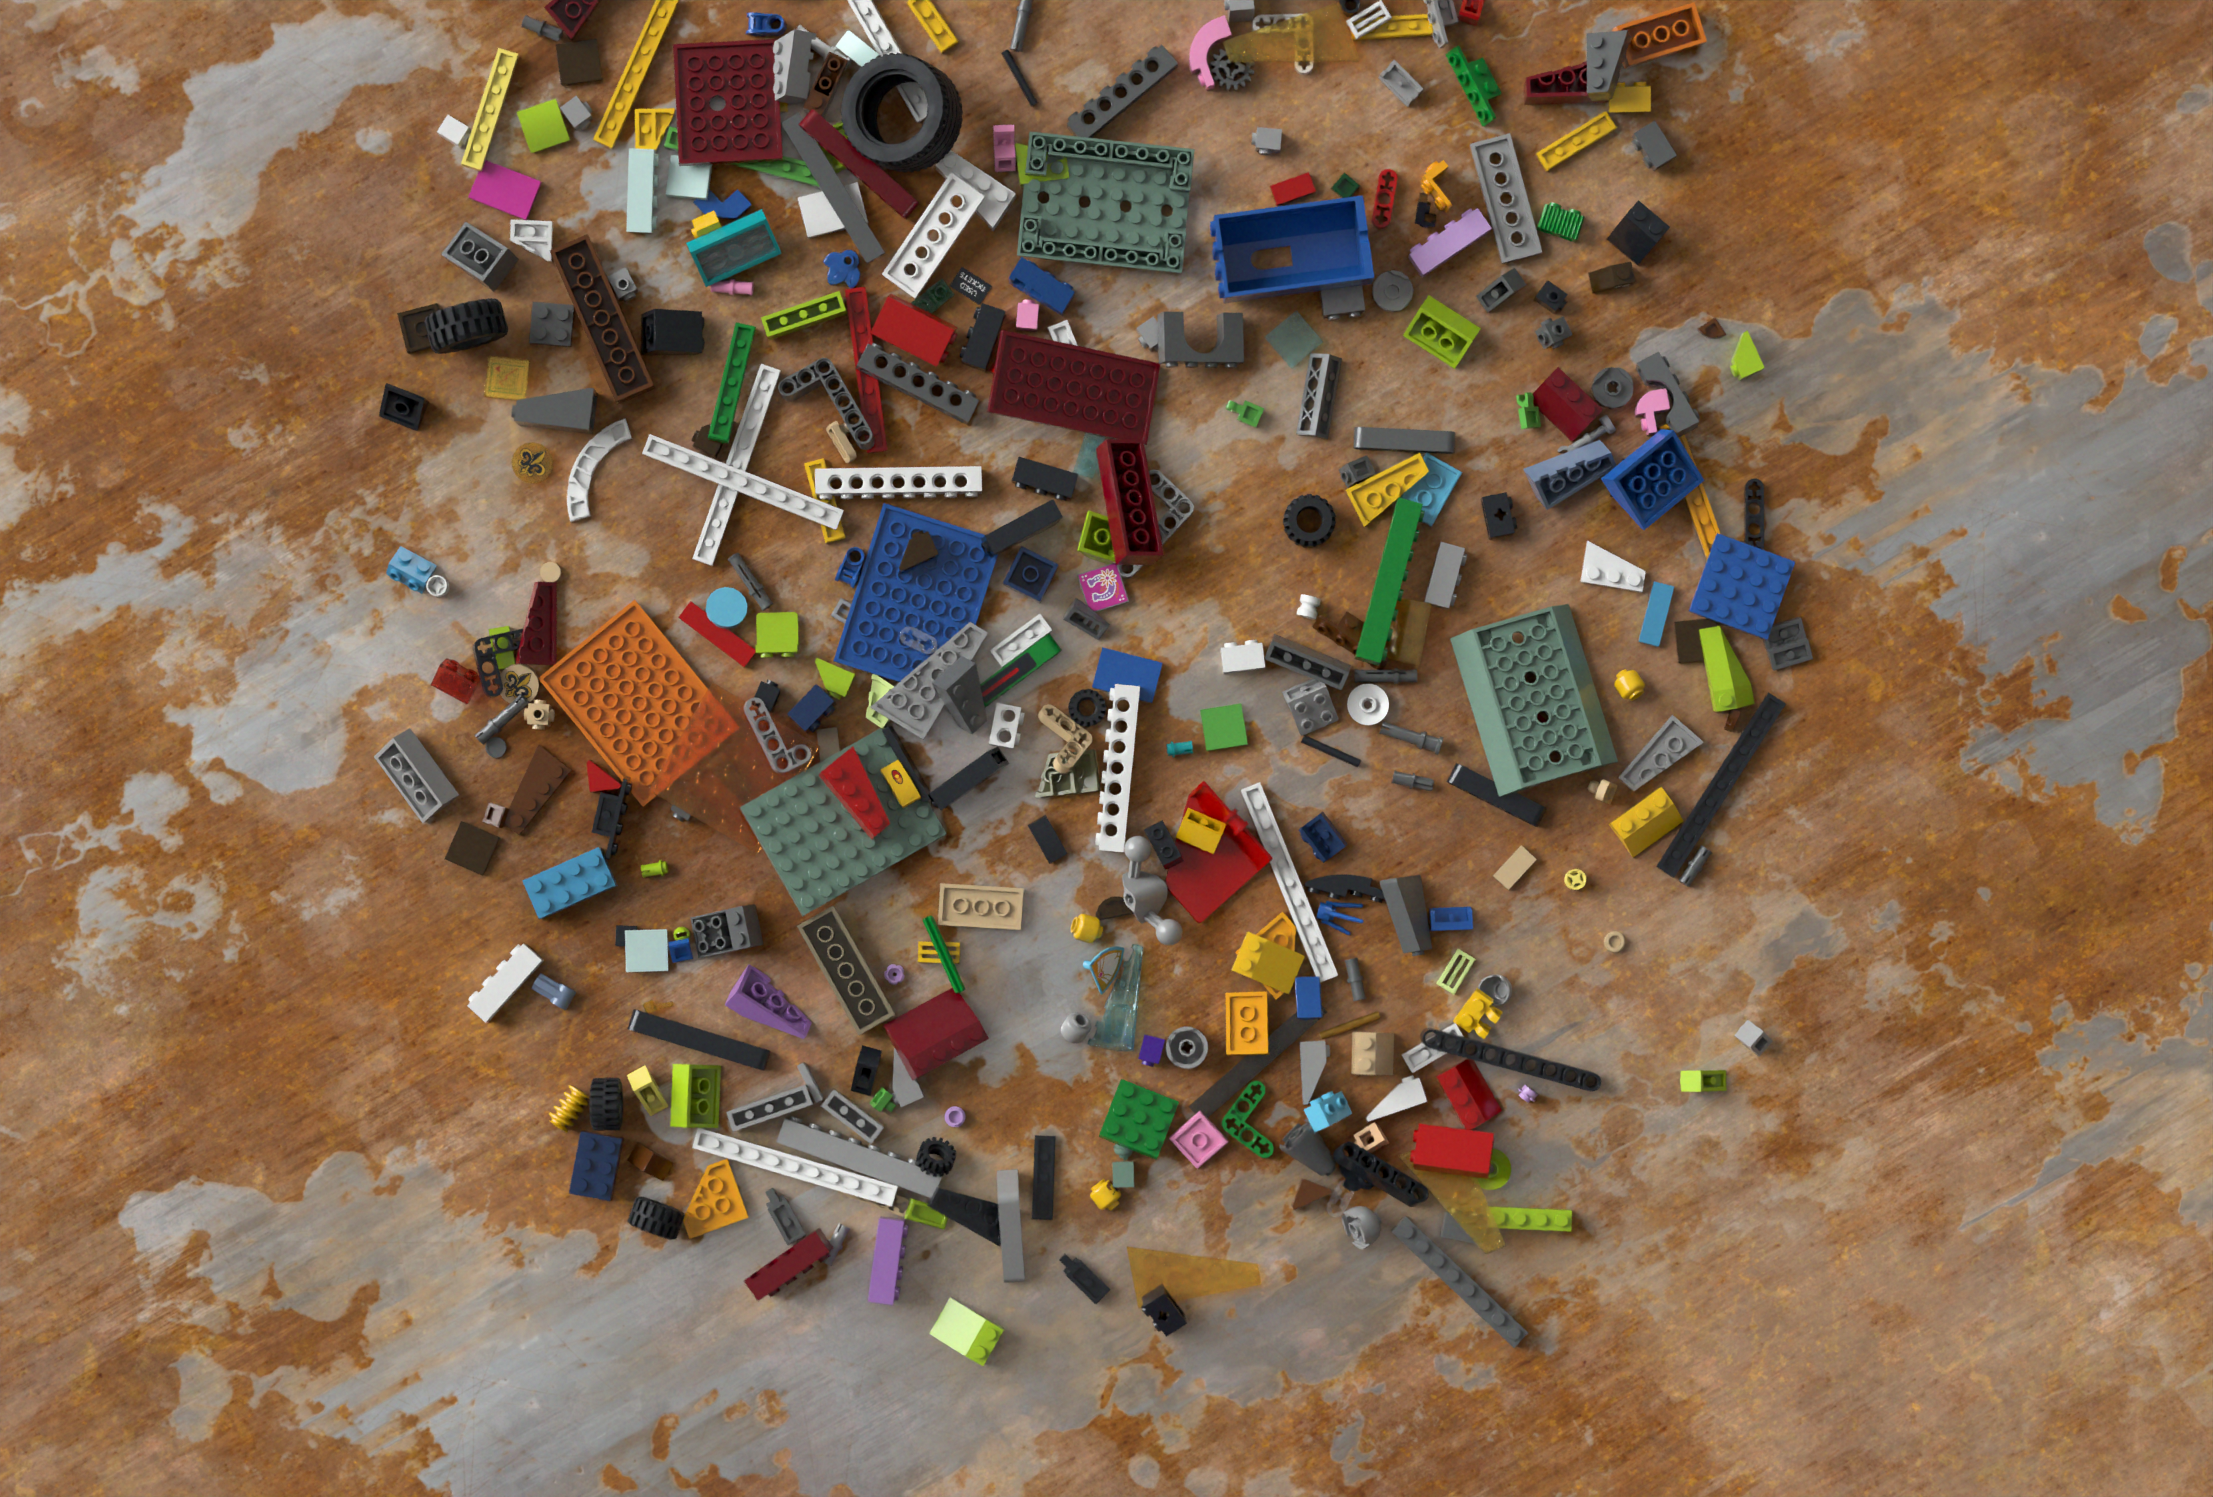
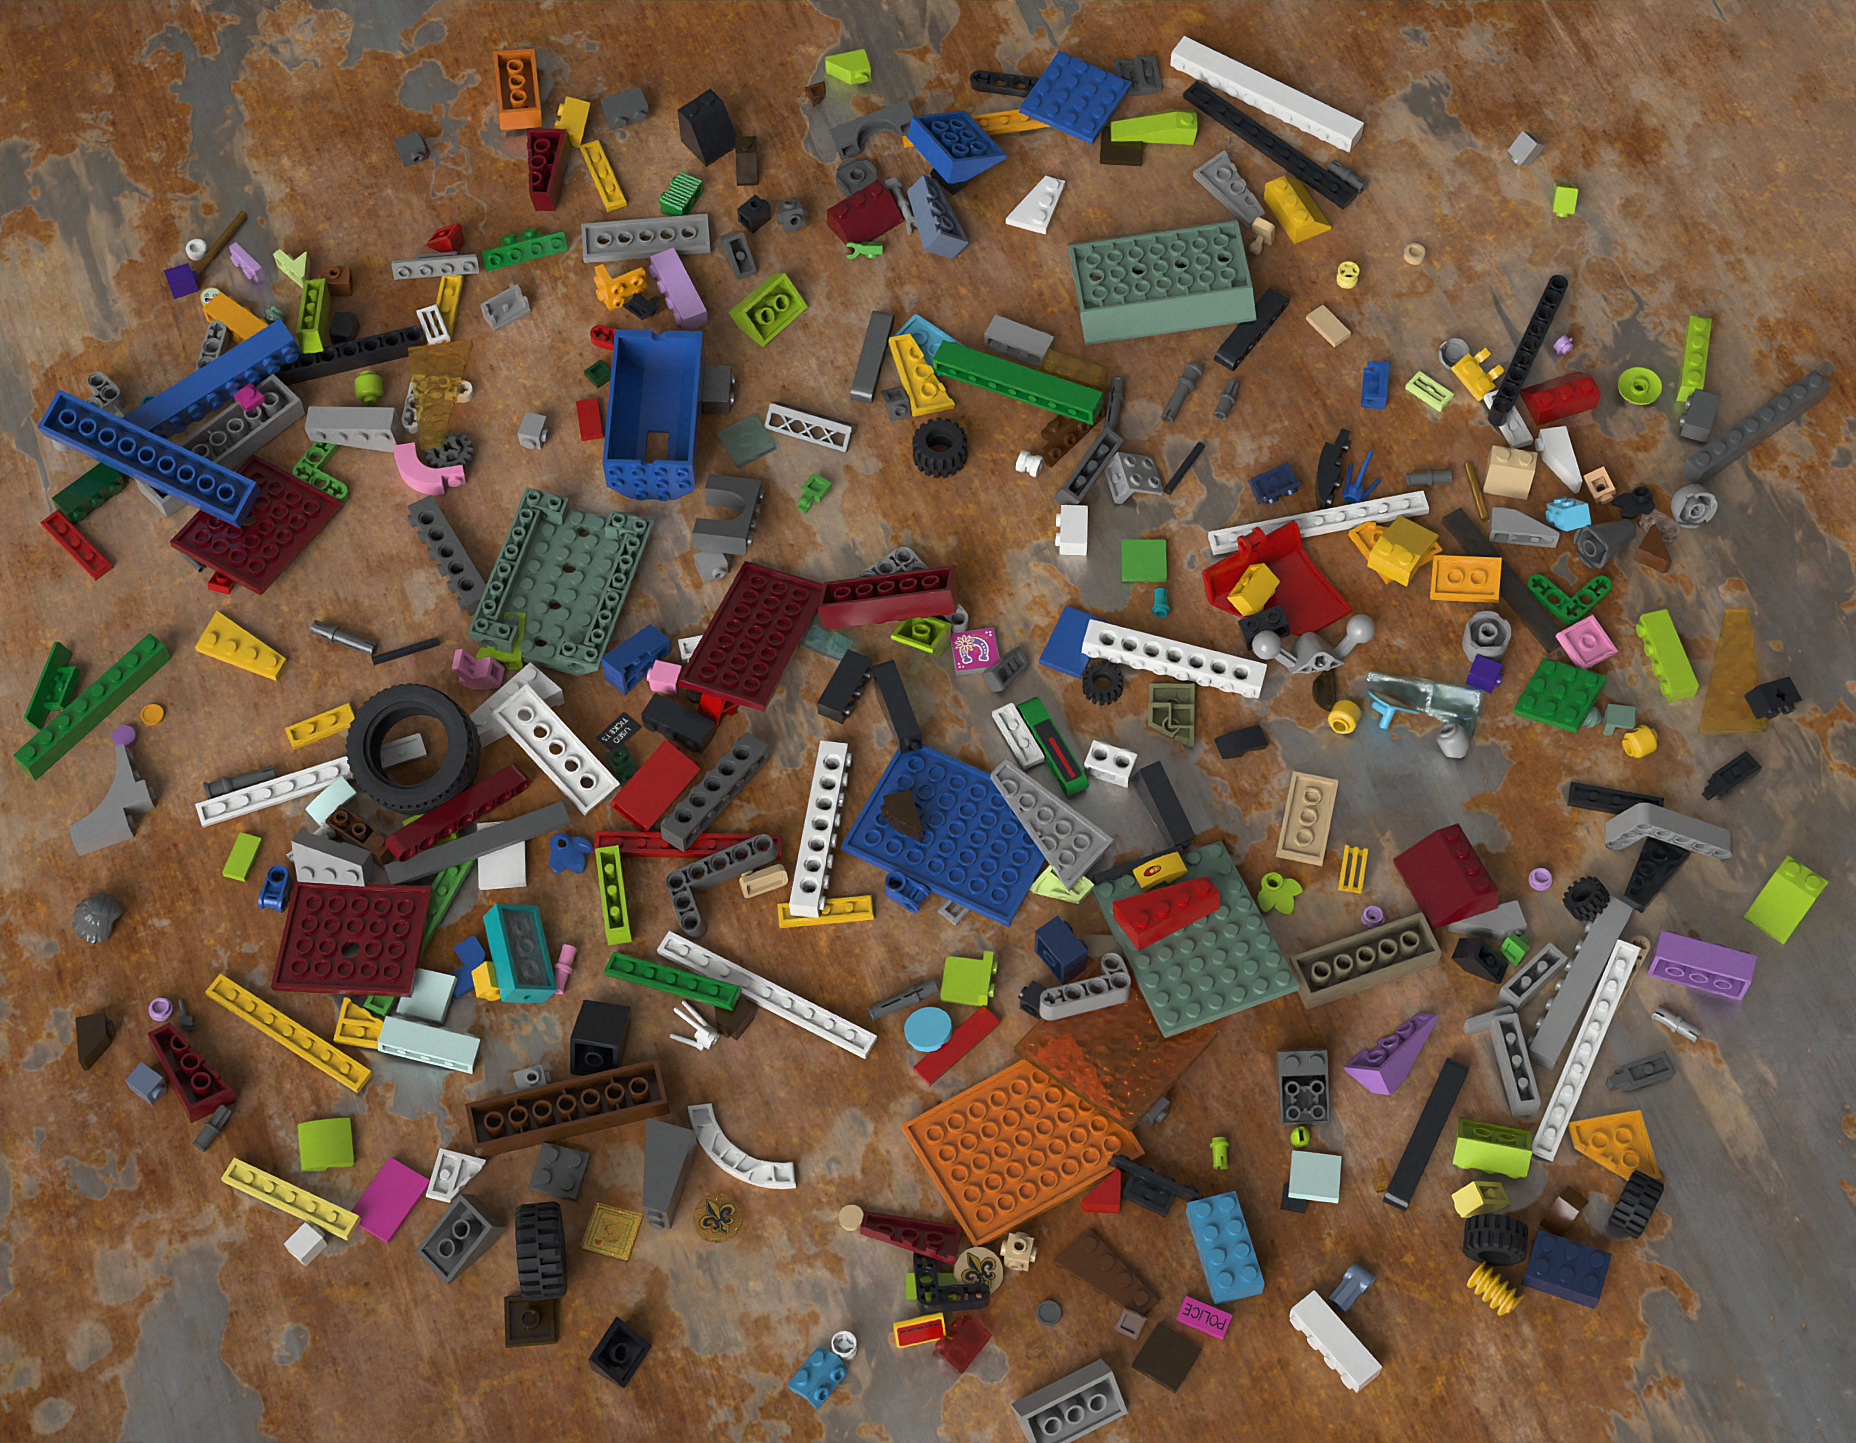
camera: 75 degrees left, 25 degrees down
(462, 644) = (919, 1330): none -> slope
(494, 725) = (1021, 1303): dark grey pin -> none
(511, 874) = (1204, 1317): none -> dark pink tile
(577, 113) = (322, 1102): light grey brick -> none
(579, 62) = (262, 1095): dark brown tile -> none
(680, 950) = (1319, 1138): blue tile -> none
(689, 420) = (705, 1035): none -> white plant
(742, 482) = (787, 986): white plate -> none
(788, 1264) = (1700, 1068): dark red wedge -> none
(835, 679) = (1024, 927): lime slope -> none
(901, 890) = (1280, 896): none -> lime plate
(916, 645) = (1005, 834): clear beam -> none
(921, 1213) = (1649, 922): lime tile -> none
(943, 954) = (1357, 859): green axle -> none
(962, 694) = (1071, 789): dark grey wedge -> none
(1030, 574) = (948, 712): dark blue brick -> none
(1072, 737) = (1136, 694): tan beam -> none
(1197, 1213) = (1667, 656): none -> lime brick
(1308, 998) = (1445, 515): blue slope -> none
(1369, 693) = (1143, 418): white dish -> none
(1390, 1174) = (1639, 477): black beam -> none
(1392, 291) = (719, 347): light grey tile -> none
(1408, 912) = (1367, 415): dark grey slope -> none
(1452, 1151) = (1620, 407): red brick -> none
(1464, 1202) = (1650, 416): clear yellow wing -> none
(1490, 507) = (966, 287): black brick -> none
(1604, 61) = (533, 122): dark grey wedge -> none
(1629, 684) = (1157, 202): yellow head -> none
(1651, 403) = (882, 150): bright pink brick -> none
(1656, 614) = (1089, 174): dark azure tile -> none
(1732, 719) = (1205, 126): reddish brown tile -> none
(1782, 774) = (1267, 94): none -> white brick

